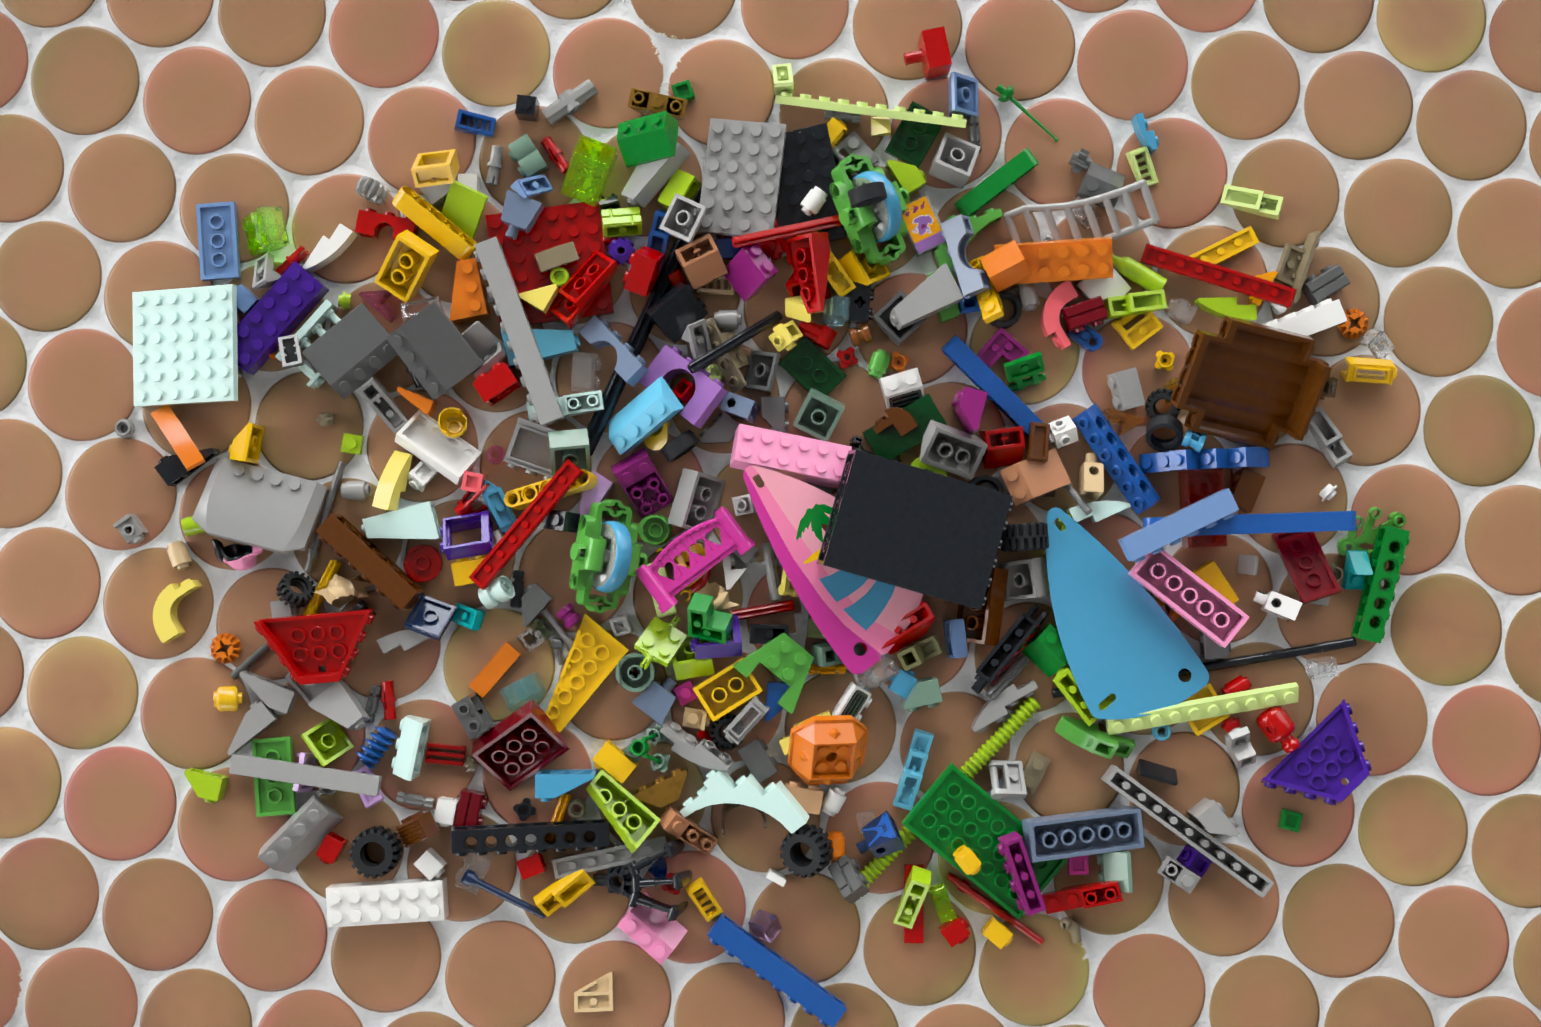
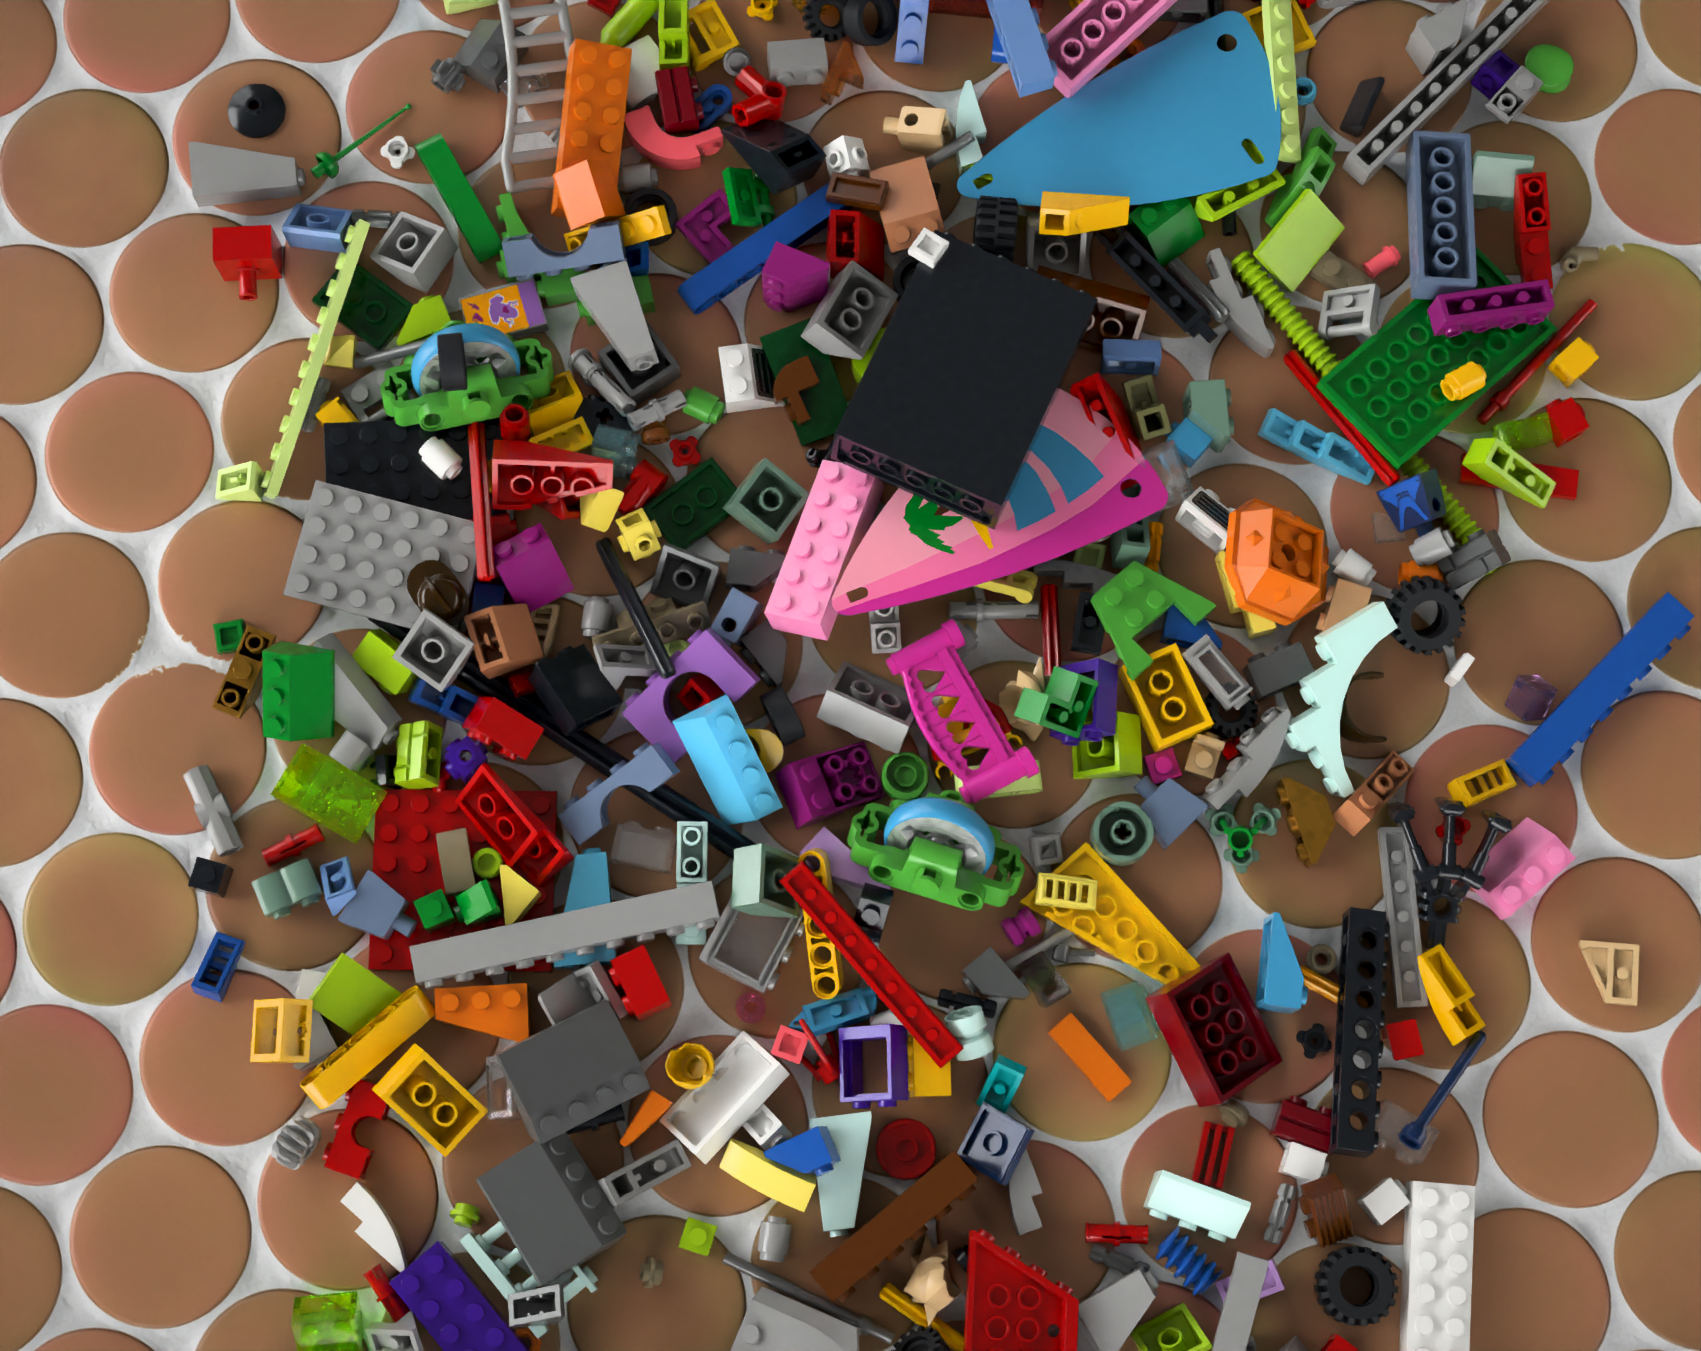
camera: 90 degrees left, 10 degrees down
(376, 300) = (473, 1165): clear pink slope -> none
(405, 502) = (807, 1152): none -> blue slope
(469, 716) = (1159, 1093): dark grey window -> none
(494, 165) = (291, 943): light grey pin -> none
(523, 249) = (435, 911): none -> green brick
(530, 275) = (478, 905): none -> green slope
(590, 625) = (1041, 885): none -> light yellow slope
(614, 762) = (1256, 888): yellow brick -> none
(615, 179) = (352, 752): none -> light grey piece
(623, 811) = (1335, 882): lime wedge -> none
(659, 868) = (1431, 845): clear blue tile -> none
(660, 642) = (1081, 787): lime plate -> none
(723, 214) = (438, 590): none -> dark brown piece
(731, 576) = (992, 668): white slope -> none
(841, 244) = (515, 423): none -> red brick
(851, 851) = (1432, 547): none -> light grey brick
(867, 334) = (656, 410): none -> light grey pin
(881, 157) = (387, 355): none -> dark grey bar
(888, 291) = (595, 375): none -> light grey pin
(898, 357) = (704, 370): orange plate -> none
(956, 759) = (1365, 448): none -> red axle
(988, 35) = (241, 175): none -> light grey slope
(997, 493) = (928, 247): none -> white tile
(1022, 132) = (392, 146): none -> white plate
(1037, 50) = (256, 122): none -> black dish
(1043, 590) = (1081, 213): none -> yellow slope
(1051, 801) = (1382, 261): none -> coral pin
(1052, 740) = (1298, 240): none -> lime tile
(1060, 383) = (776, 152): none -> black slope
(1078, 865) = (1487, 234): dark pink plate -> none
(1095, 373) = (764, 101): none -> red piece
(1116, 459) = (897, 89): blue brick -> none
(1121, 349) = (735, 60): none -> flat silver plate
(1205, 896) = (1551, 66): none -> bright green piece

